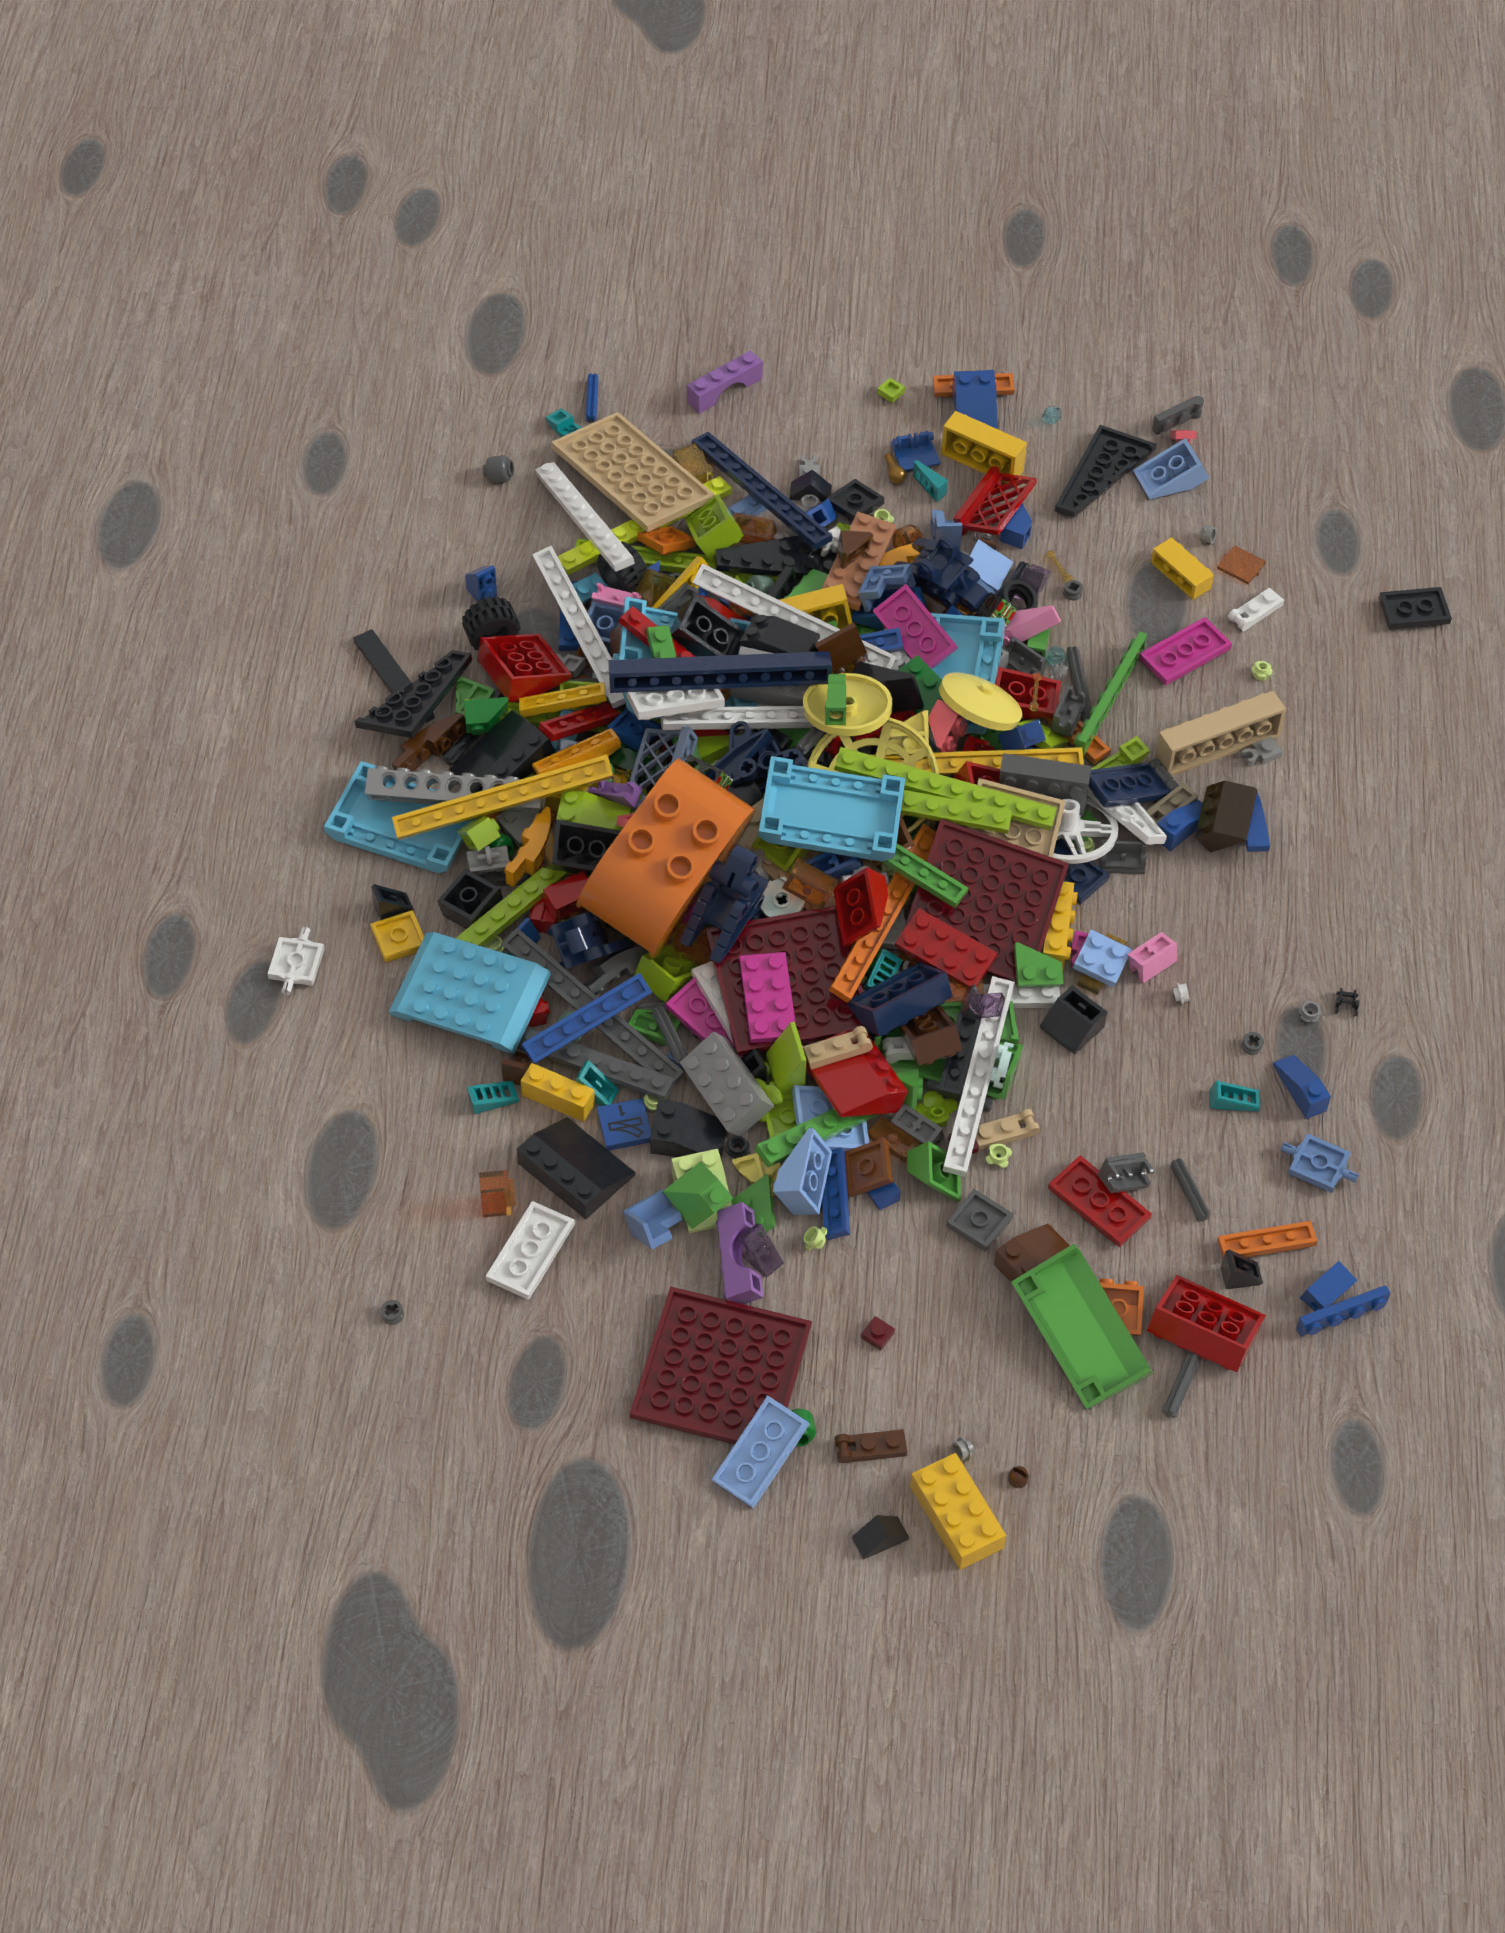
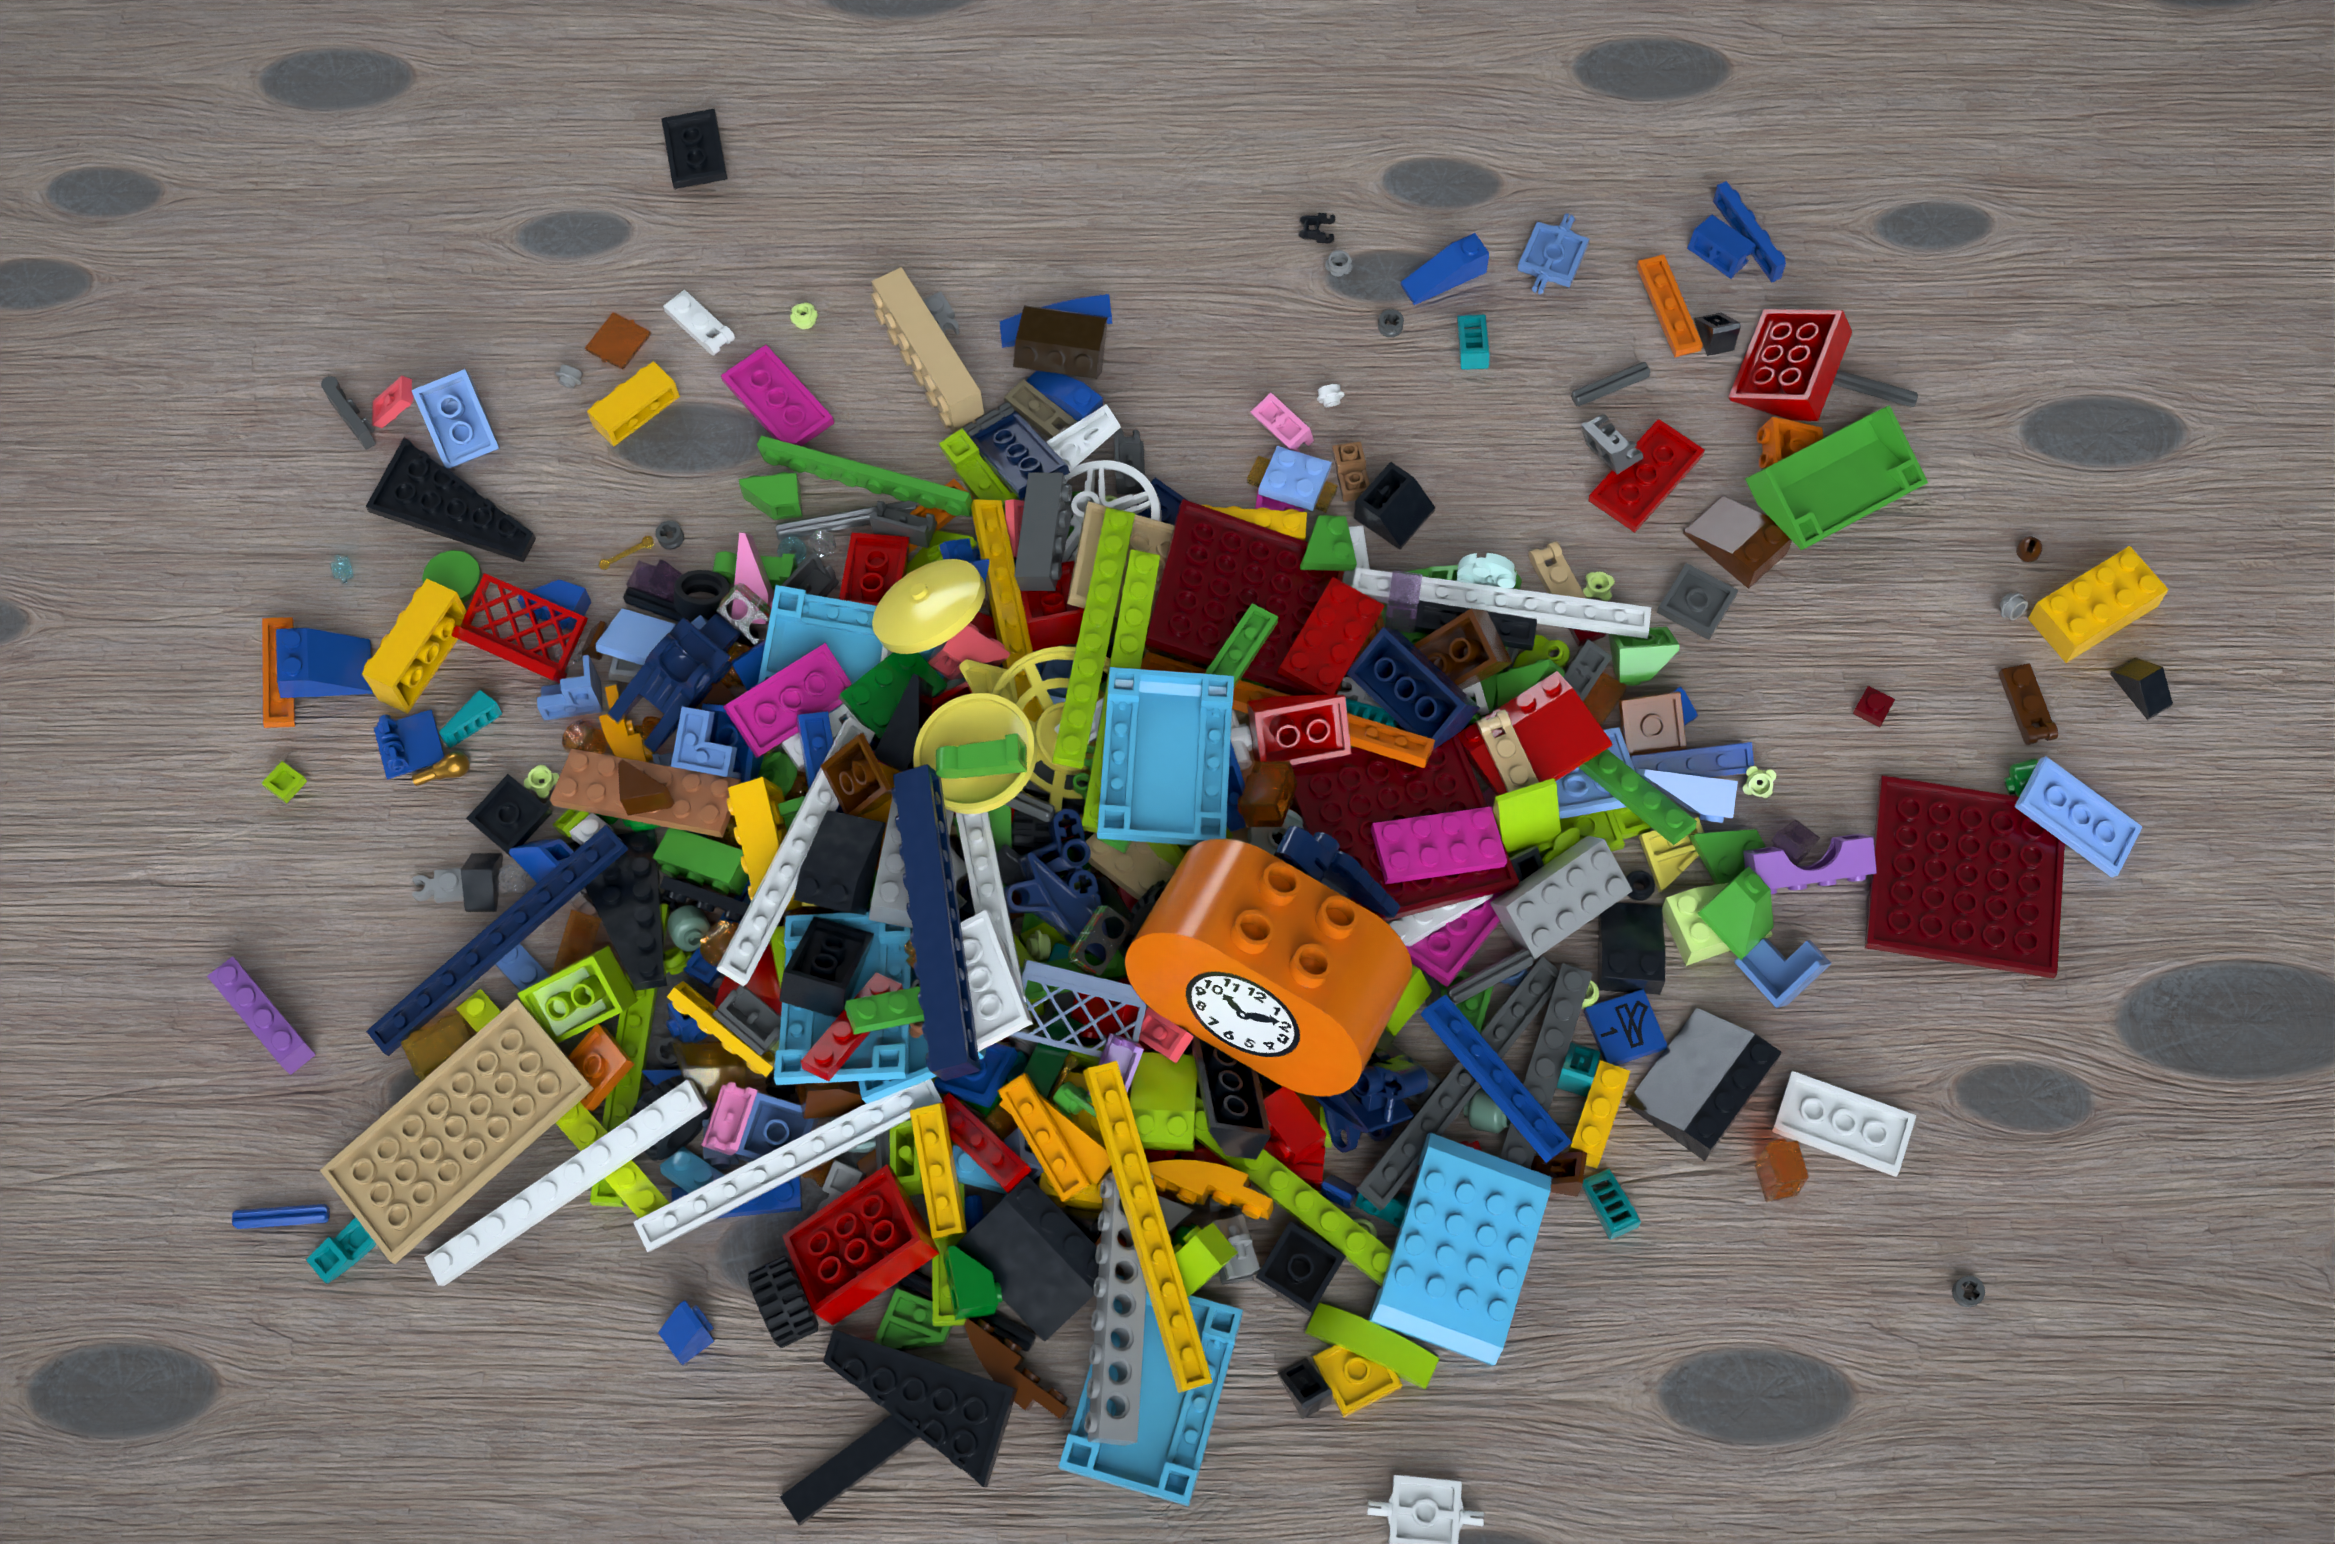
camera: 90 degrees left, 10 degrees up
(406, 949) = (1373, 1343): none -> lime slope
(498, 469) = (441, 1340): dark grey head -> none
(1034, 705) = (901, 560): clear yellow hinge -> none
(1046, 470) = (455, 571): none -> bright green tile
(1100, 646) = (774, 494): none -> bright green slope
(1116, 1002) = (1350, 470): none -> medium nougat slope

